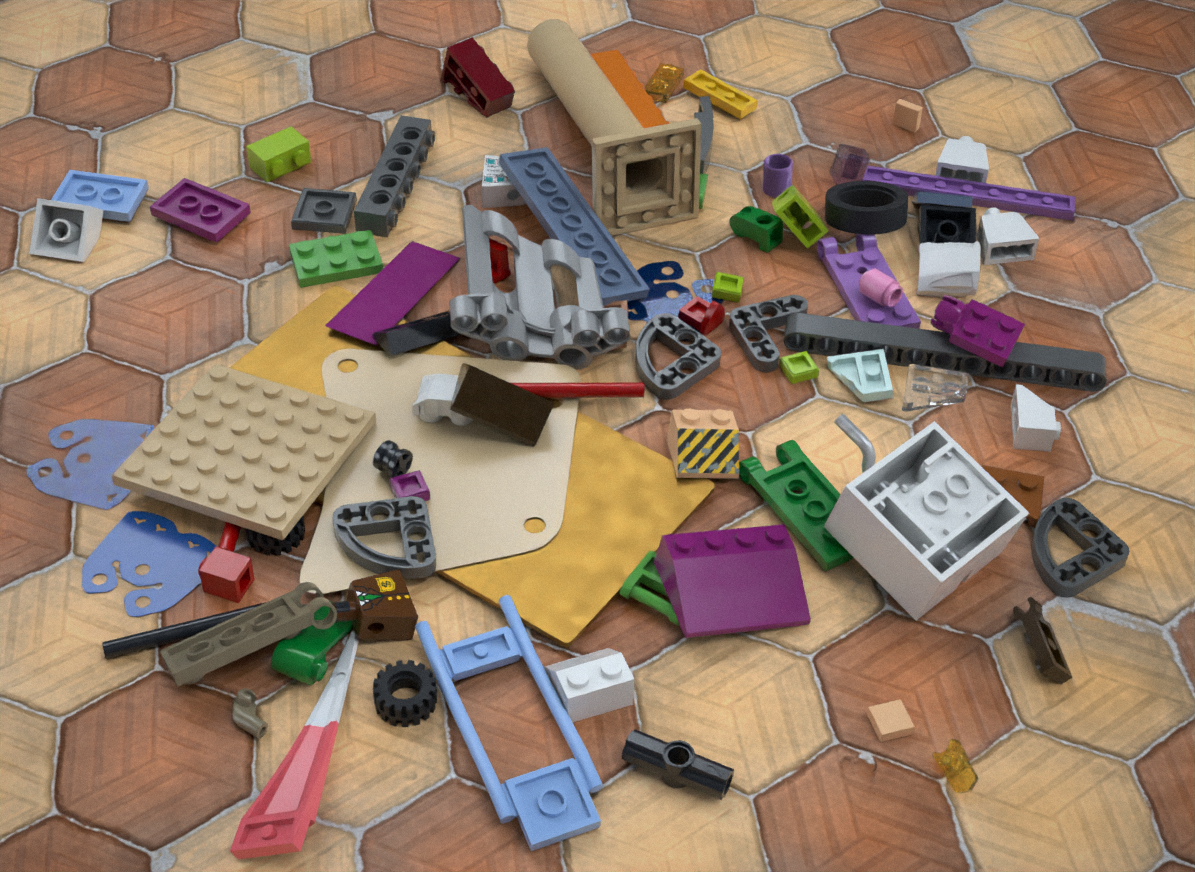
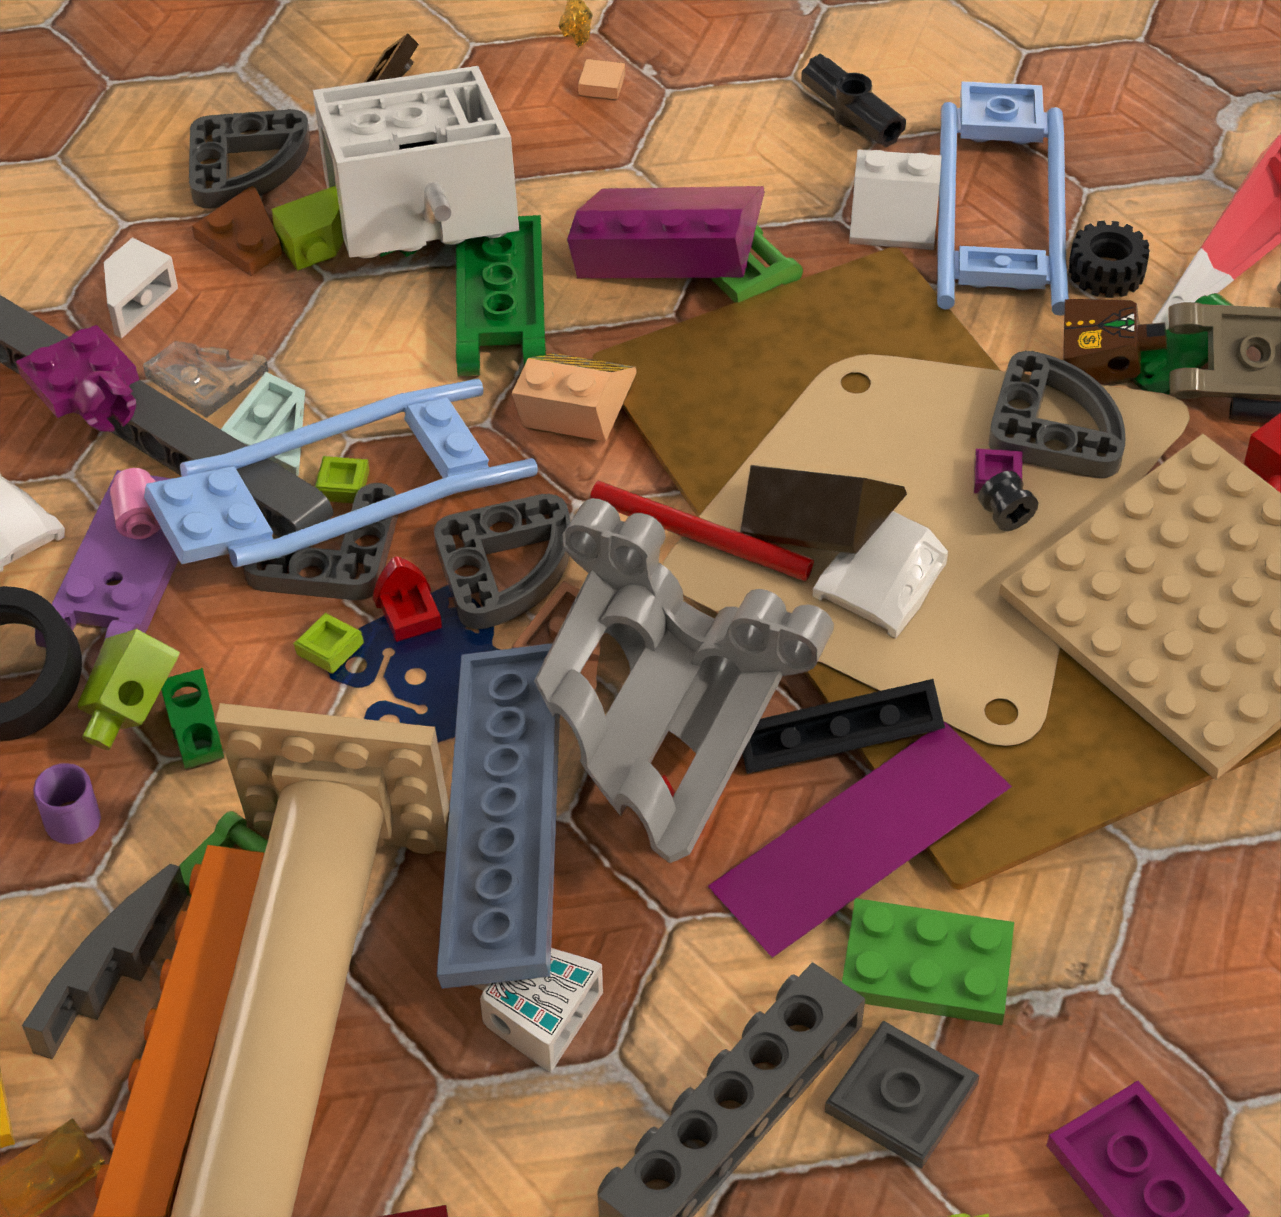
camera: 150 degrees left, 5 degrees up
(828, 286) = (215, 514): none -> light blue plate

